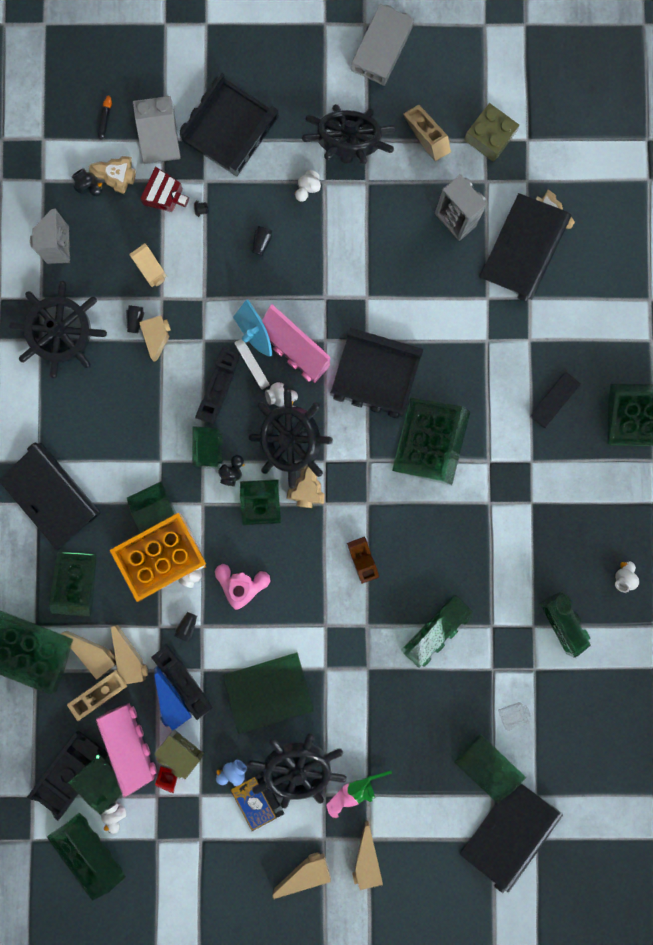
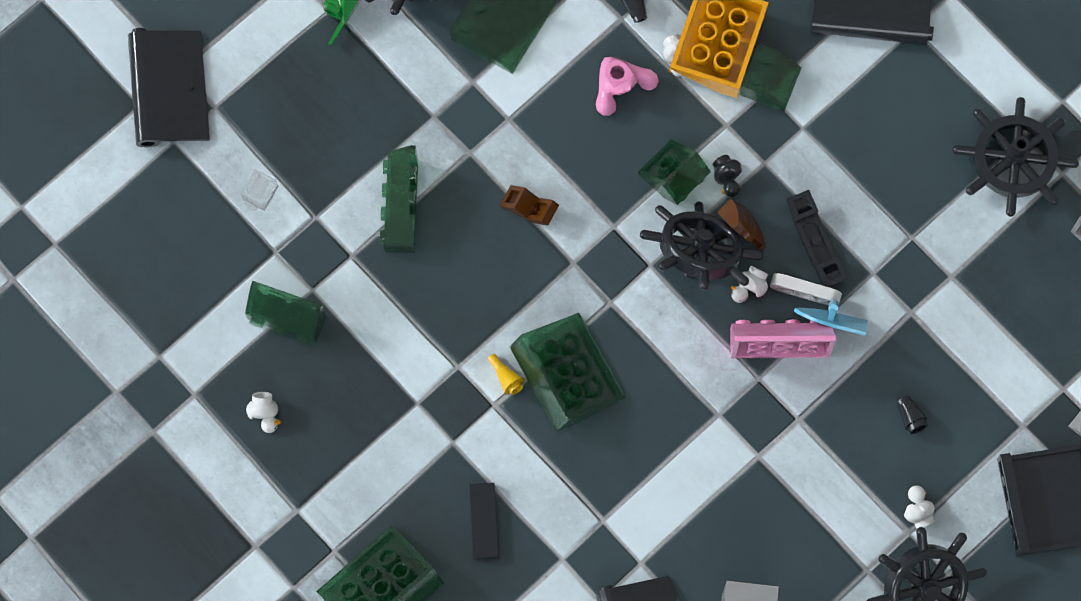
camera: 145 degrees right, 10 degrees down
(134, 316) = (956, 232): black cone -> none
(148, 265) = (988, 286): tan slope -> none
(155, 335) = (920, 233): tan slope -> none
(163, 192) = (1049, 375): dark red torso -> none
(200, 208) = (1000, 392): black piece -> none
(206, 448) = (771, 172): clear green slope -> none
(252, 432) = (742, 222): none -> reddish brown slope
(306, 490) = (640, 217): tan rock -> none
(376, 373) = (679, 388): black panel -> none
(468, 468) = (509, 379): none -> yellow cone
(490, 769) = (240, 126): clear green slope -> none

